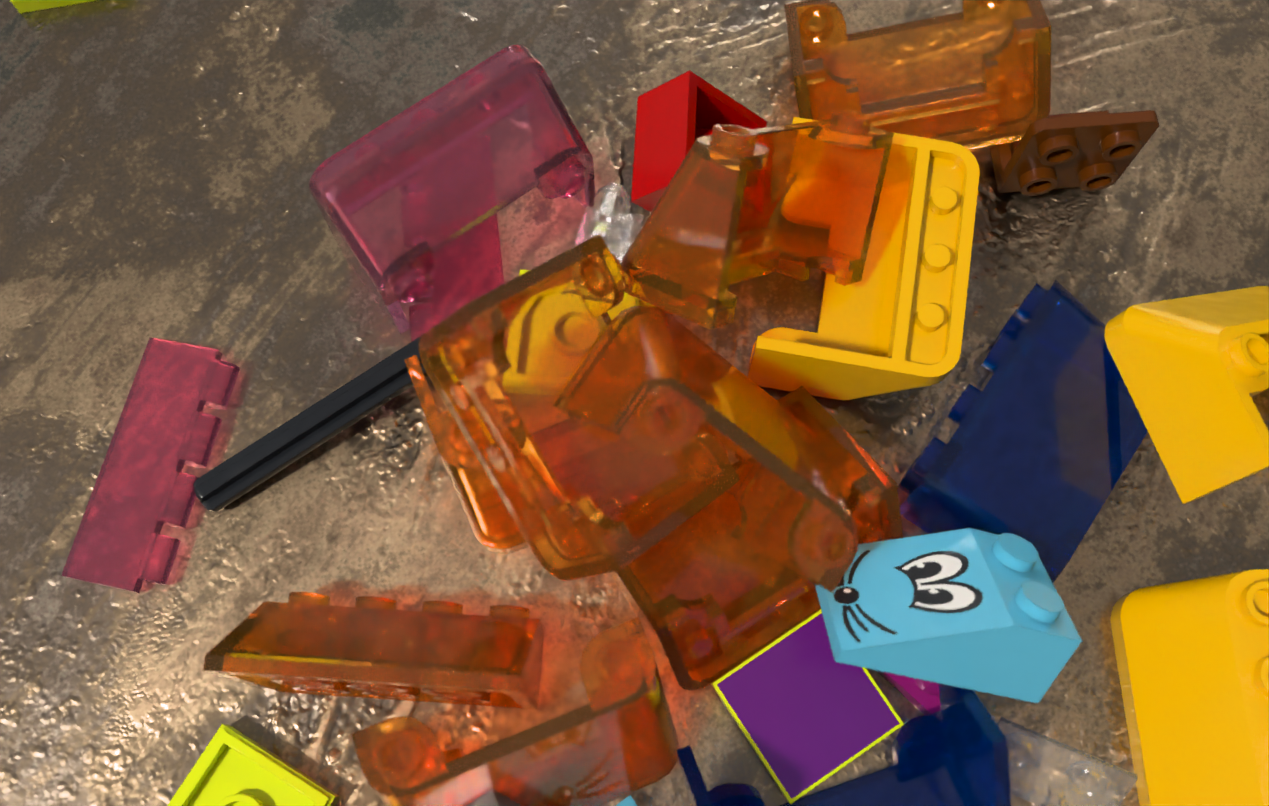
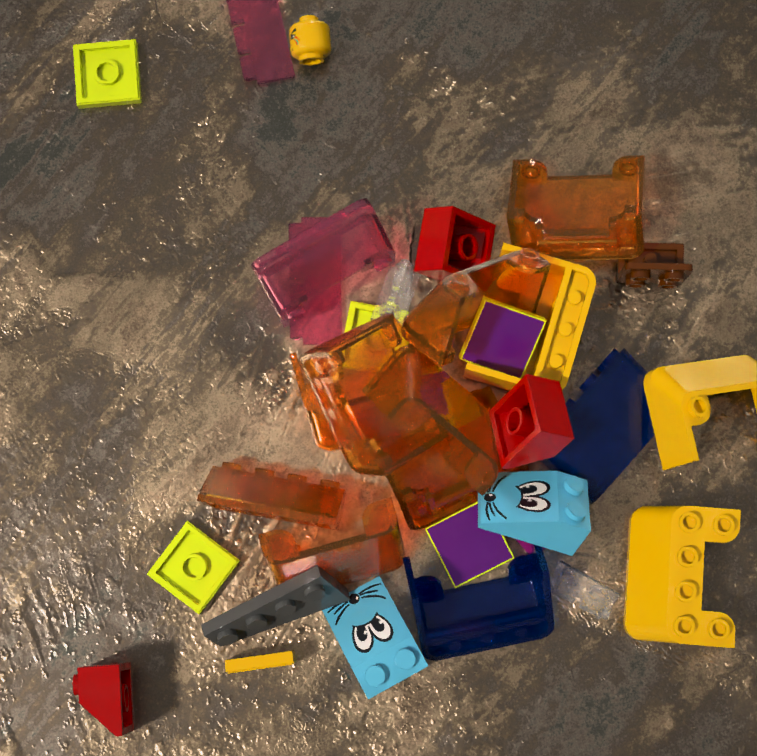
camera: 10 degrees right, 10 degrees up
(142, 471) = (147, 389): clear pink windscreen -> none
(306, 431) = (249, 370): black axle -> none
(815, 285) = (502, 337): none -> dark purple tile
(909, 431) = (531, 422): none -> red slope

